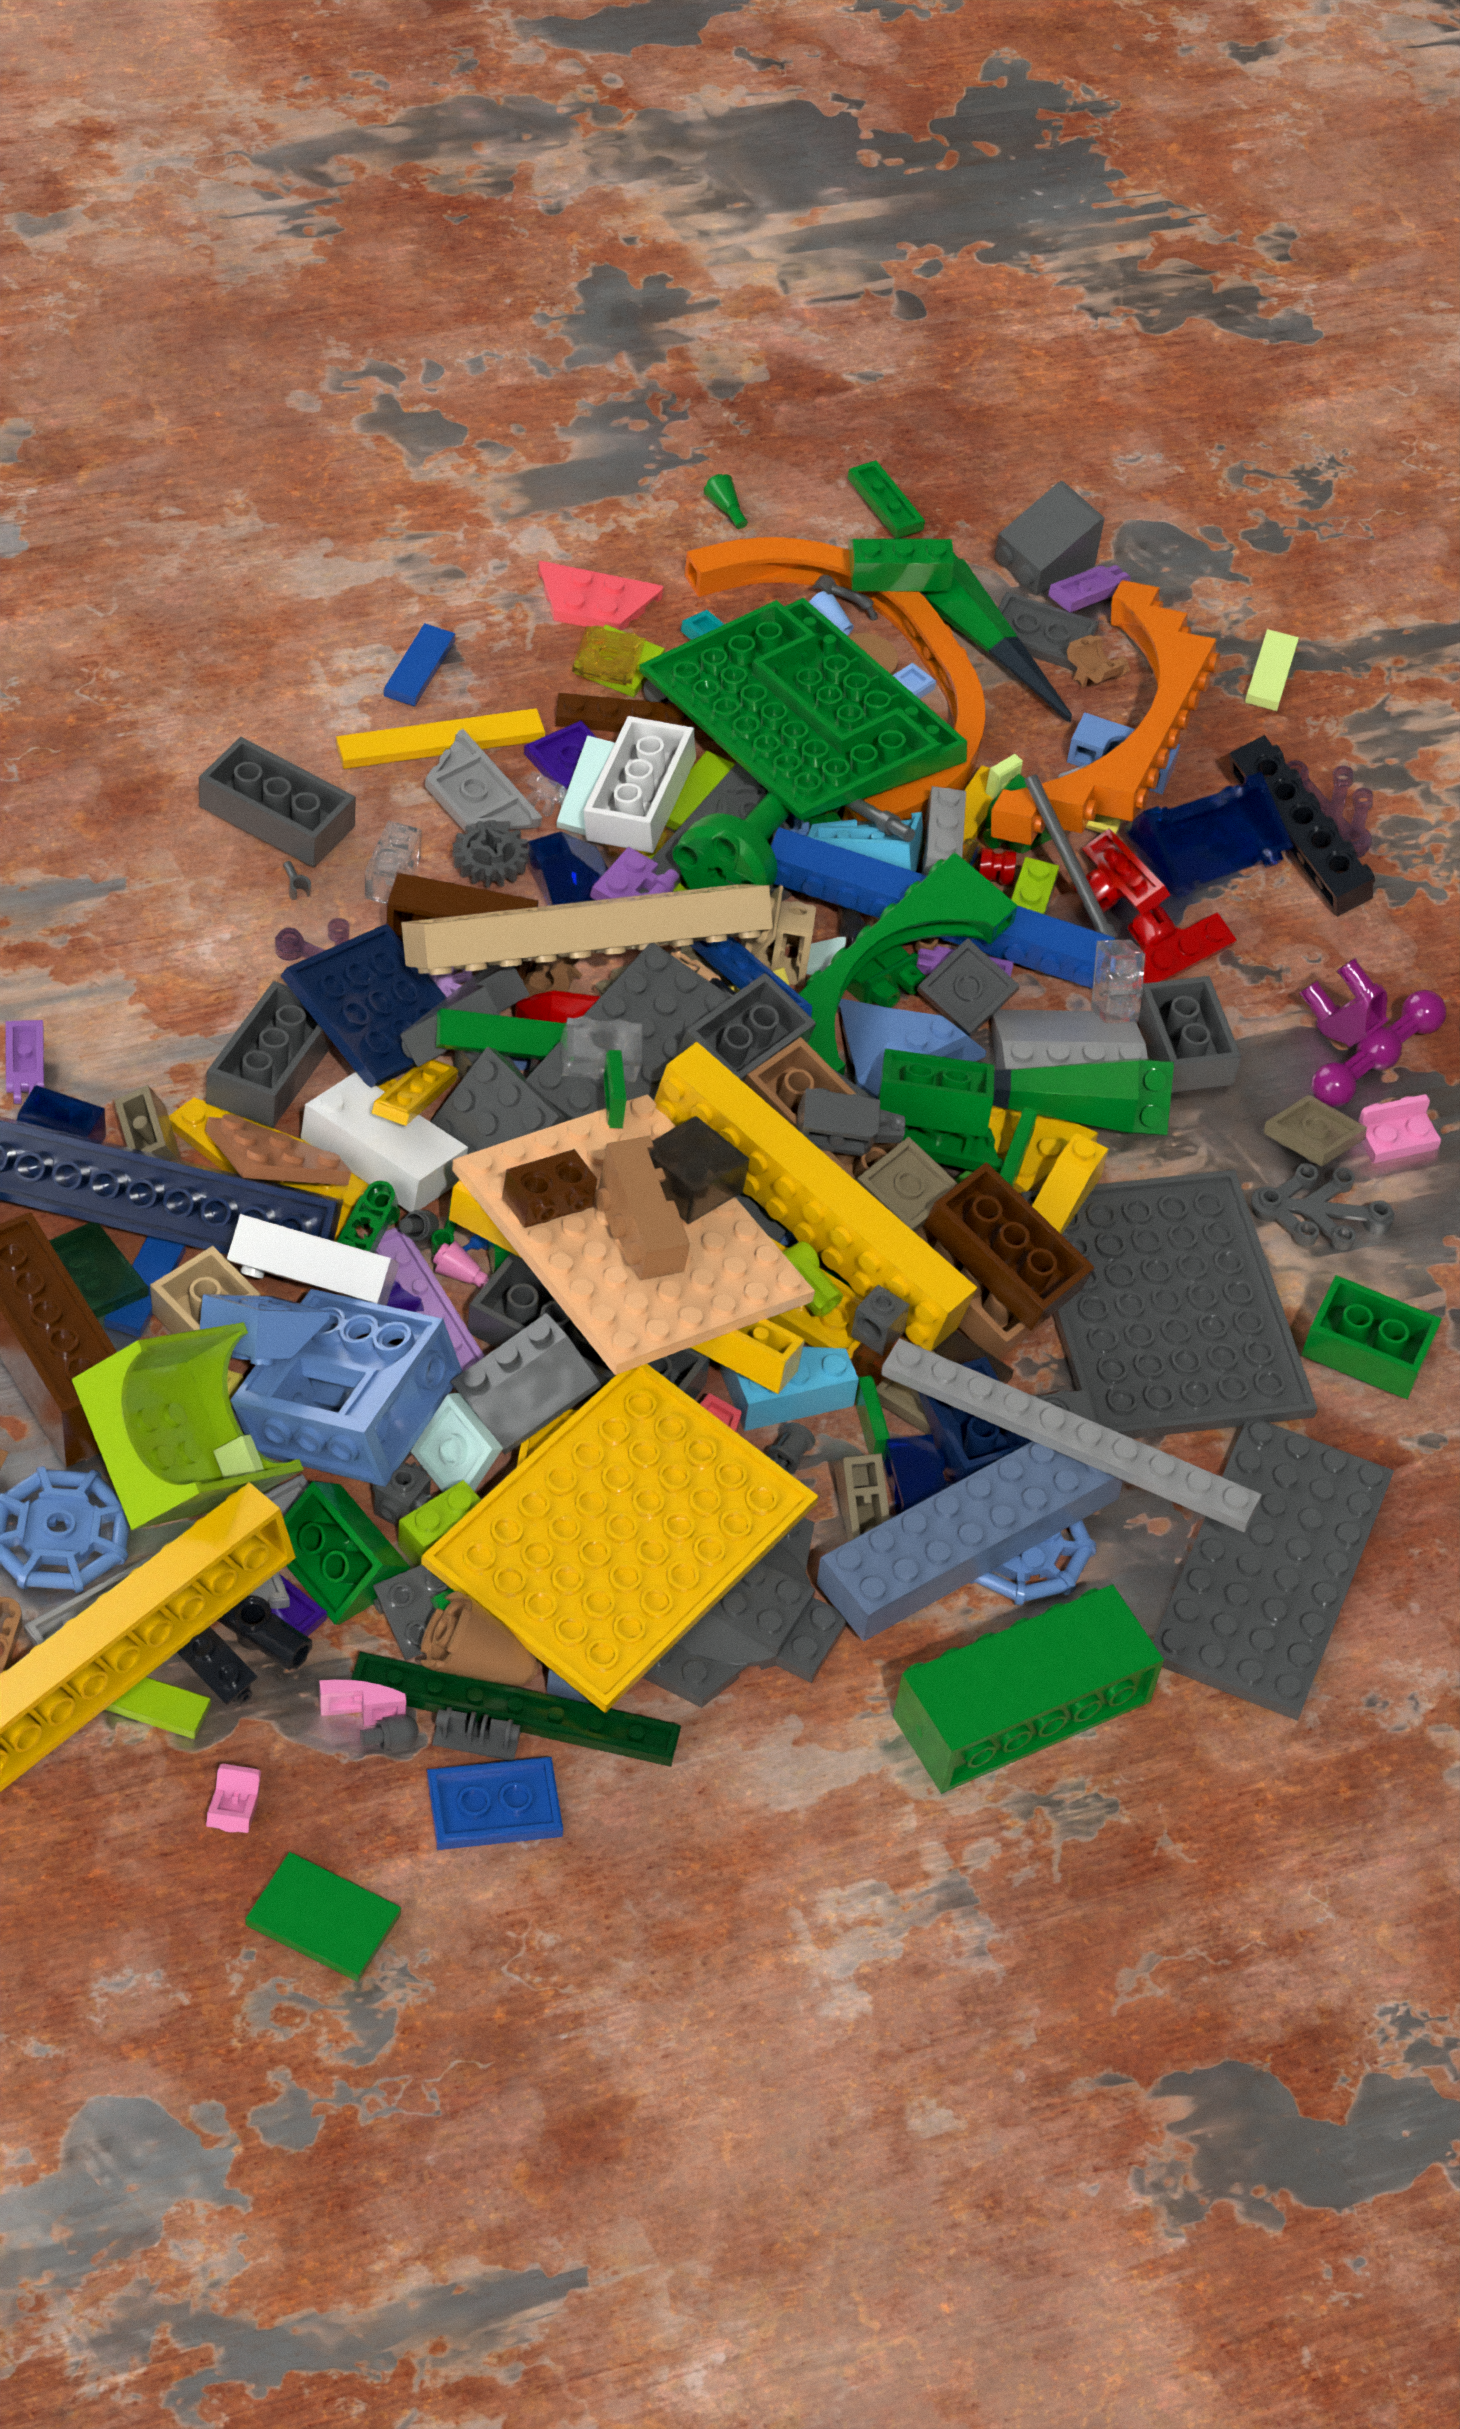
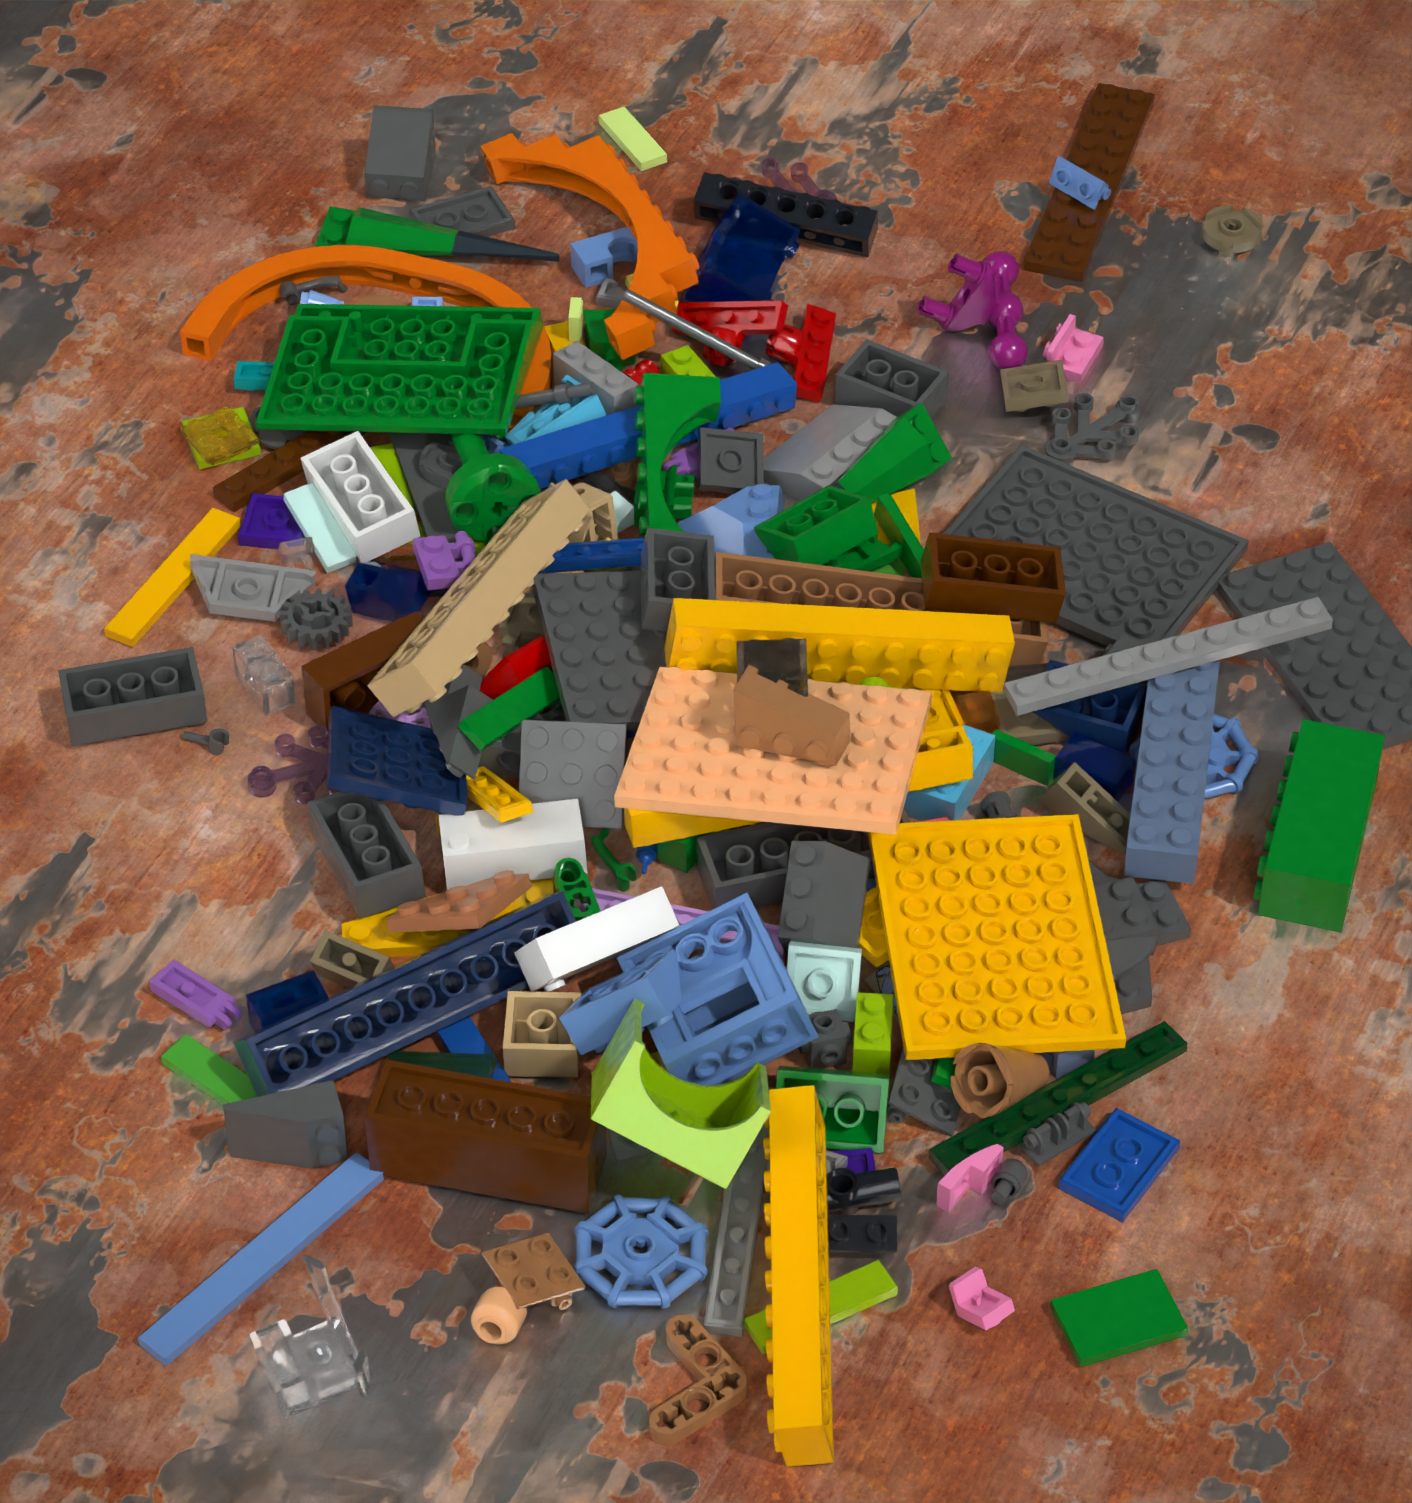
camera: 40 degrees left, 5 degrees down
(238, 1457) = (713, 1100): yellowish green tile -> none
(419, 664) = (91, 541): blue tile -> none
(419, 1225) = (601, 876): dark grey cylinder -> none
(458, 1264) = (652, 877): bright pink cone -> none
(549, 1188) = (712, 757): reddish brown brick -> none
(585, 1059) = (601, 659): clear brick -> none
(595, 597) = (144, 412): coral wing -> none
(614, 1089) = (652, 672): green tile -> none
(722, 492) = (142, 282): green cone -> none
(846, 1122) = (811, 578): dark grey hinge -> none
(880, 1320) = (967, 688): dark grey brick -> none
(886, 499) = (252, 208): green plate -> none
(901, 564) = (337, 232): green slope -> none
(907, 1183) = (891, 585): dark tan plate -> none
(1071, 1181) = (948, 510): yellow slope -> none
(1087, 587) = (457, 169): medium lavender hinge -> none
(1091, 661) = (527, 214): medium nougat piece -> none
(1118, 981) = (817, 385): clear brick -> none
(1371, 1337) = (1225, 475): green brick -> none

